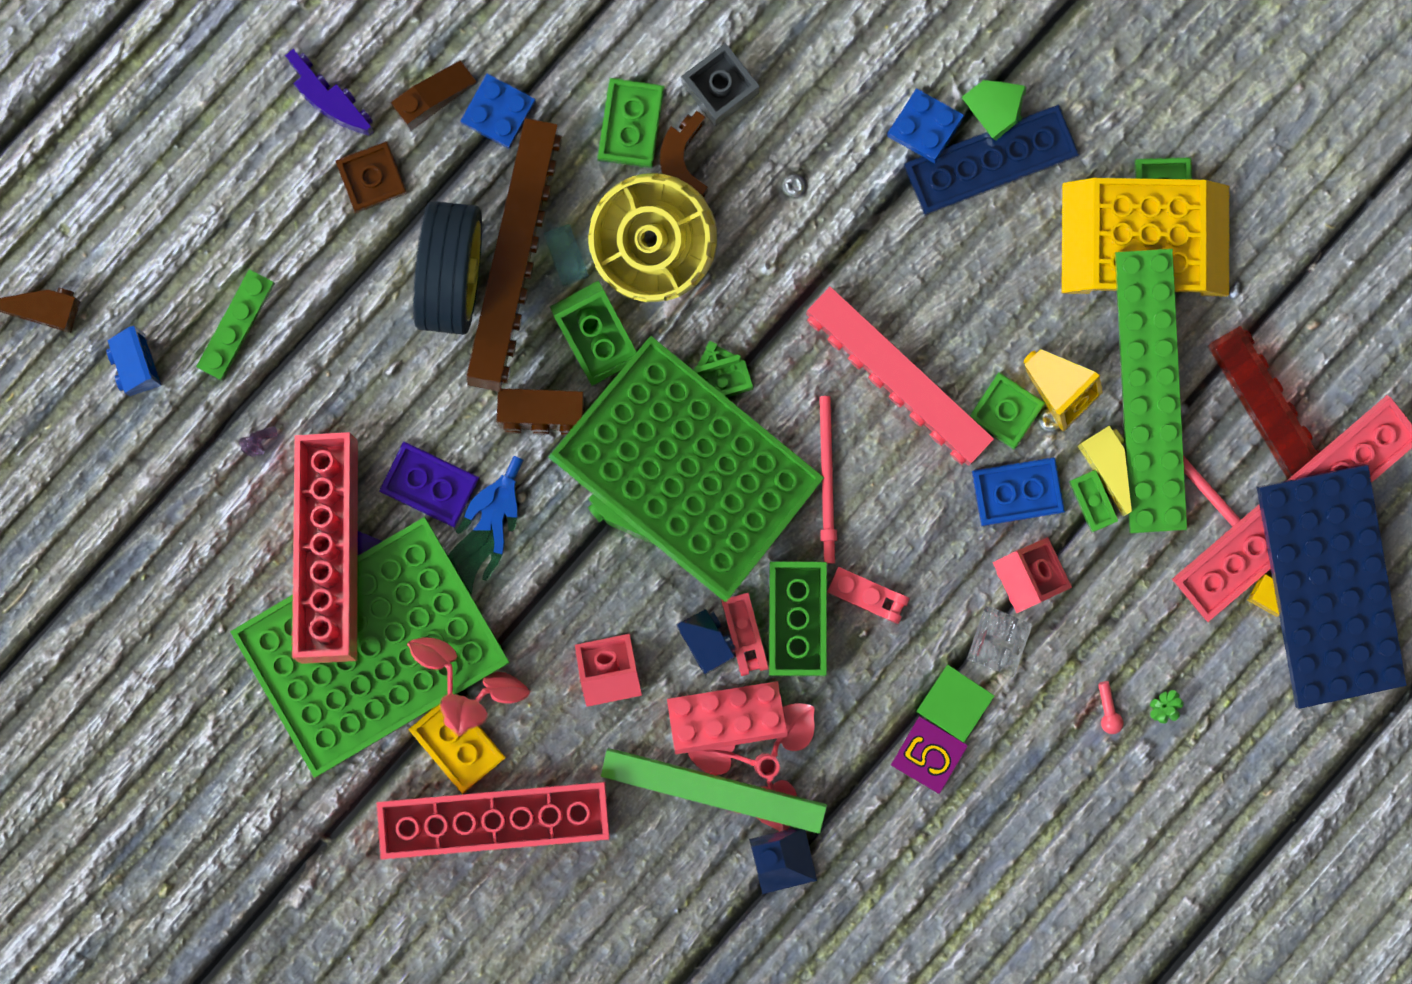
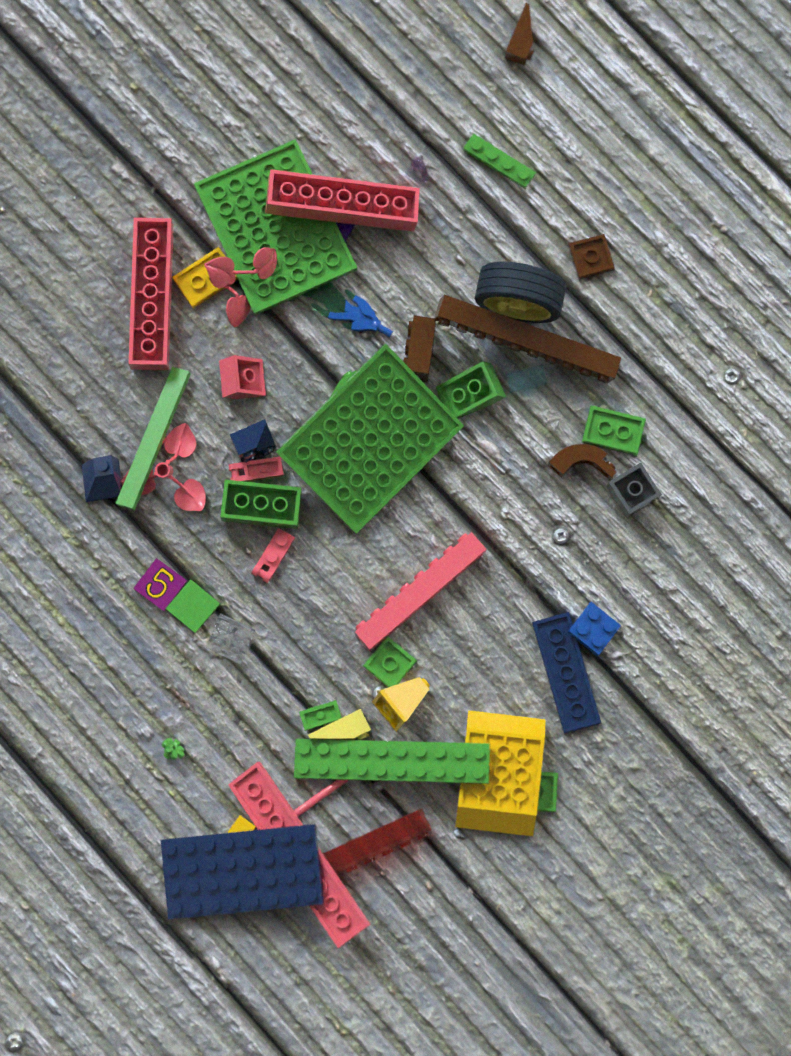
camera: 95 degrees right, 5 degrees down
(133, 362) = (480, 93): blue slope -> none
(332, 103) = (644, 234): dark purple slope -> none
(429, 484) = (379, 275): dark purple tile -> none
(432, 94) = (643, 300): reddish brown slope -> none
(498, 111) = (629, 343): blue plate -> none
(683, 232) = (530, 432): light yellow wheel -> none
(724, 371) = (435, 474): bright green slope -> none
(726, 717) = (201, 452): coral plate -> none
(828, 534) = (317, 533): coral bar -> none
(996, 105) = (603, 678): bright green slope -> none
(1018, 491) = (333, 665): blue tile -> none
(1032, 575) = (274, 667): coral slope -> none
(1111, 722) = (167, 711): coral bar -> none

